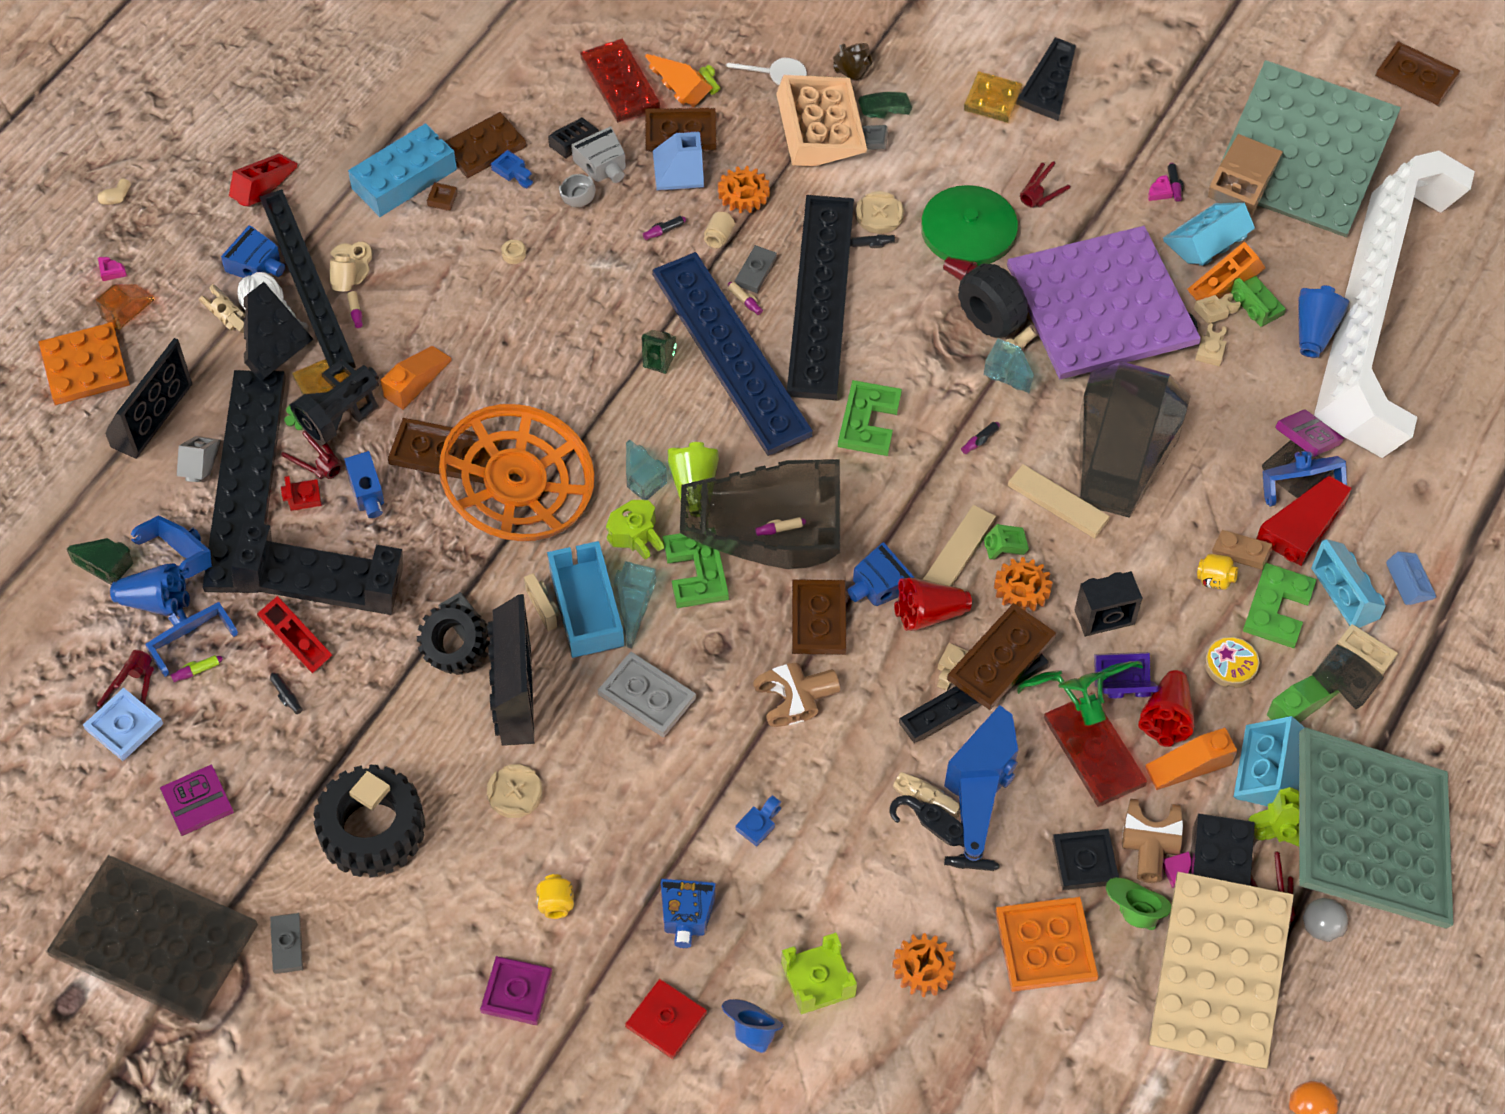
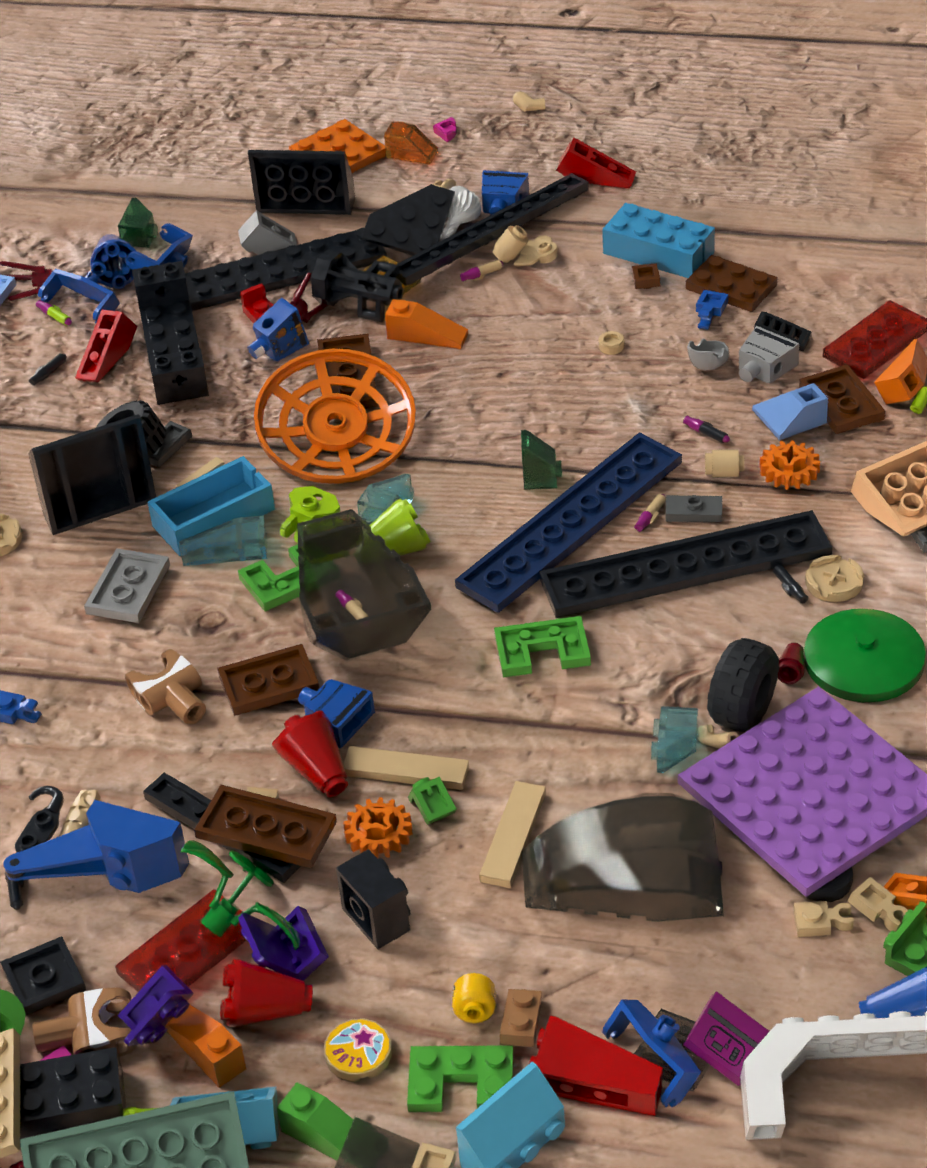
camera: 75 degrees right, 15 degrees down
(980, 438) = (559, 742): black piece -> none
(1171, 777) = (154, 1007): none -> dark purple bracket

